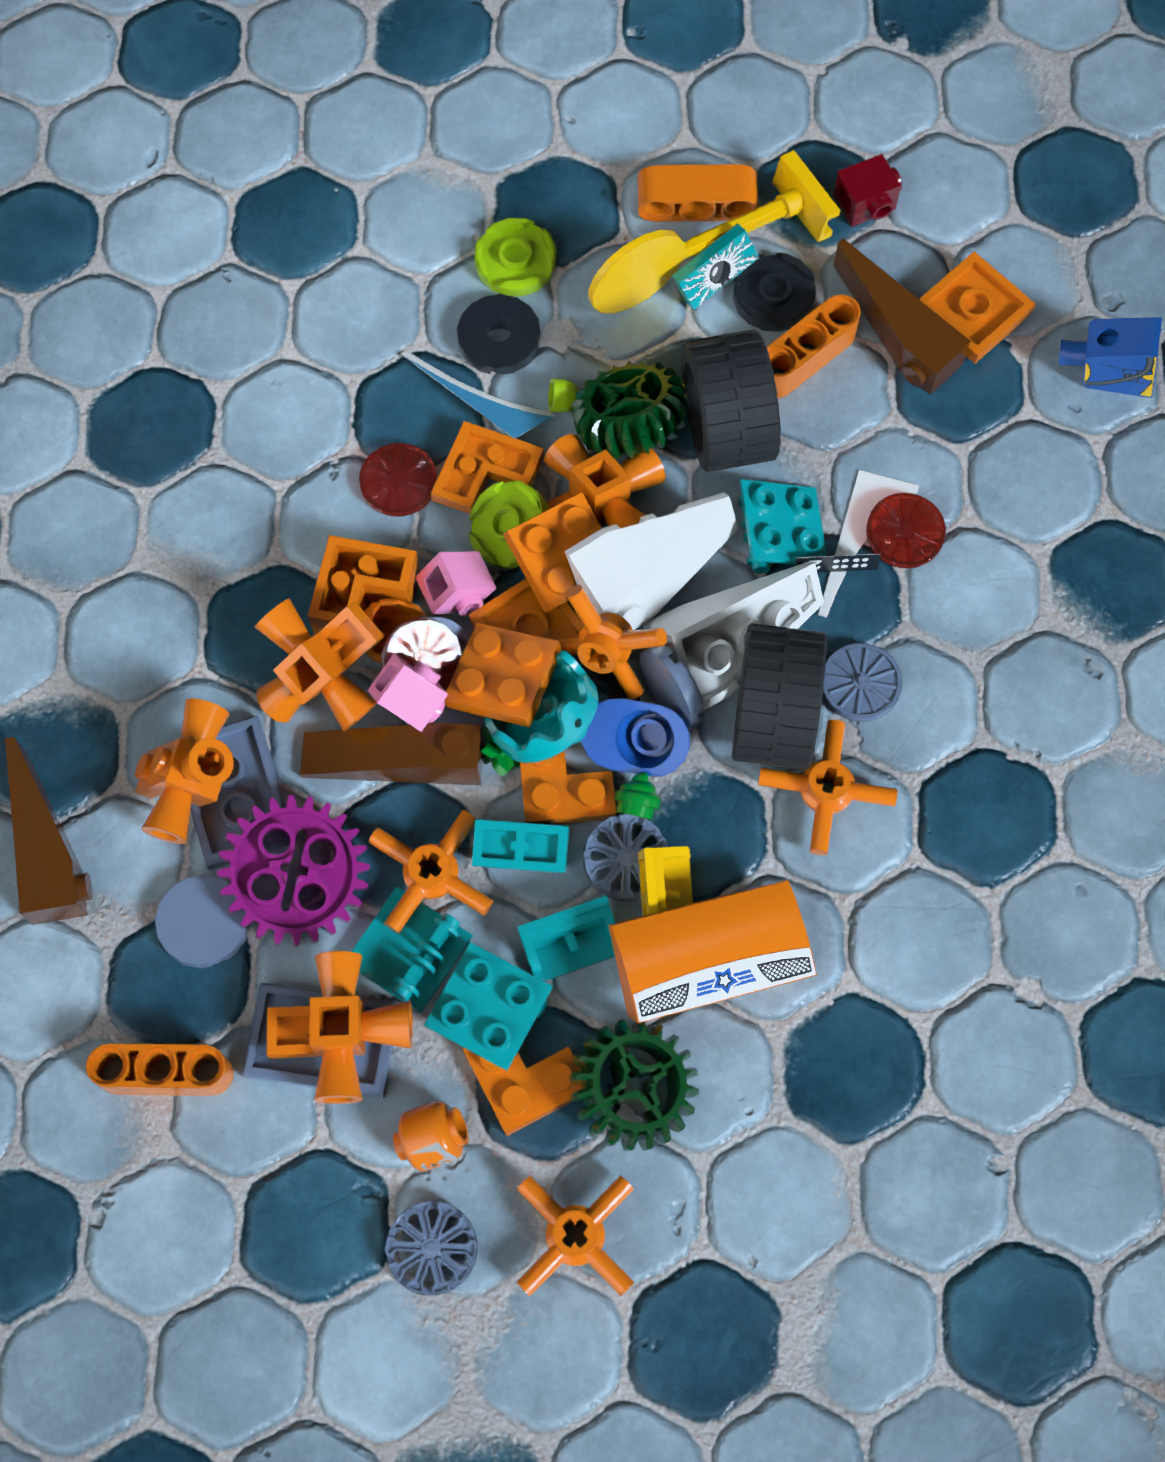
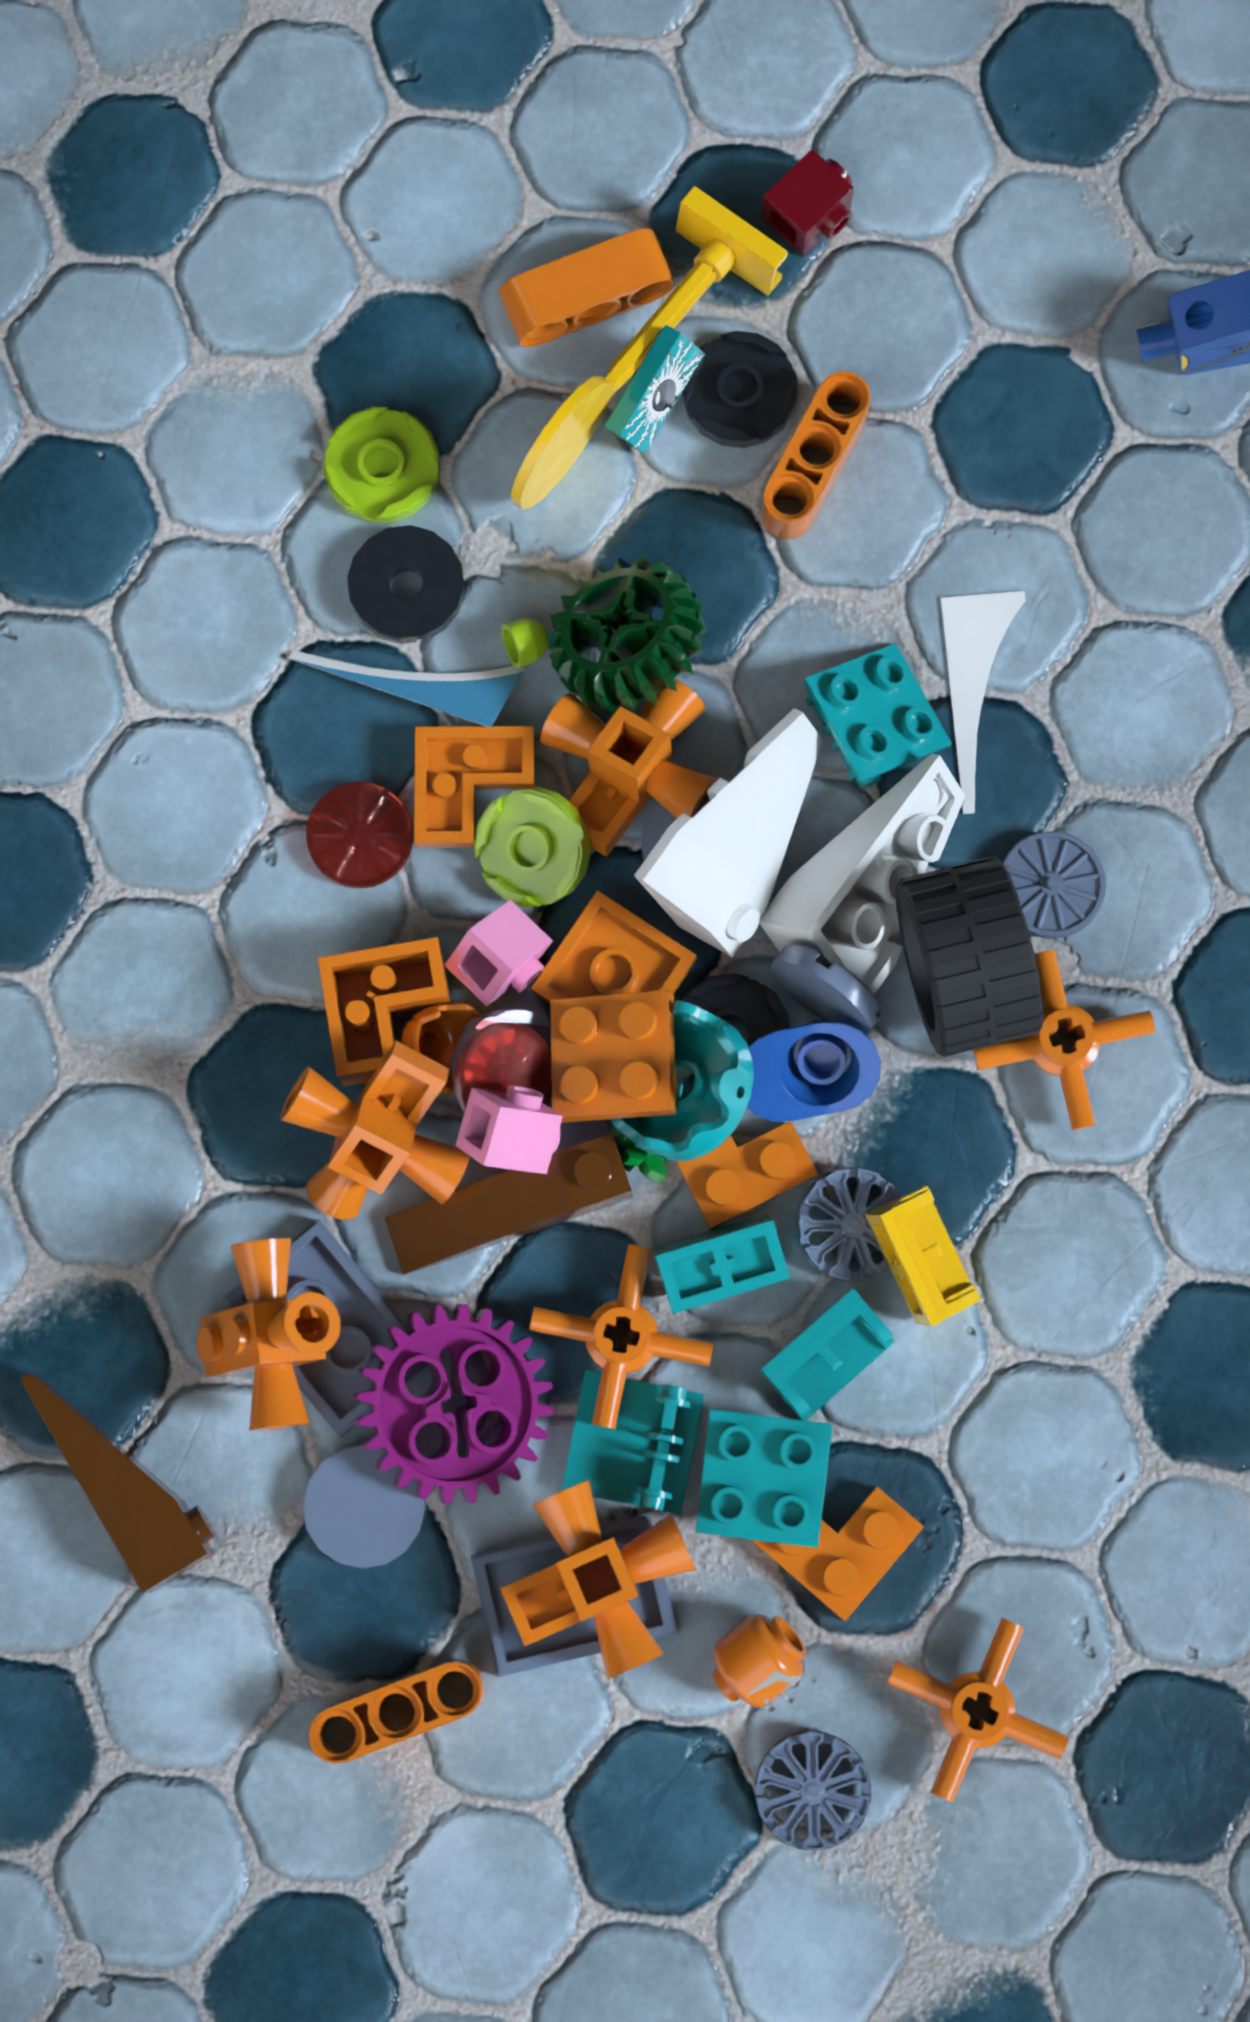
camera: 20 degrees left, 10 degrees up
(542, 544) = (600, 860): orange plate -> none
(608, 642) = (731, 969): orange bar -> none
(638, 797) = (838, 1145): green plate -> none
(641, 1101) = (999, 1520): dark green gear -> none
(711, 951) = (1007, 1308): orange slope -> none
(731, 400) = (756, 581): black tyre -> none
(843, 562) = (968, 738): black sticker -> none
(906, 530) = (1031, 660): clear red wheel -> none
(911, 332) = (939, 386): reddish brown slope -> none
(979, 304) = (1006, 318): orange plate -> none

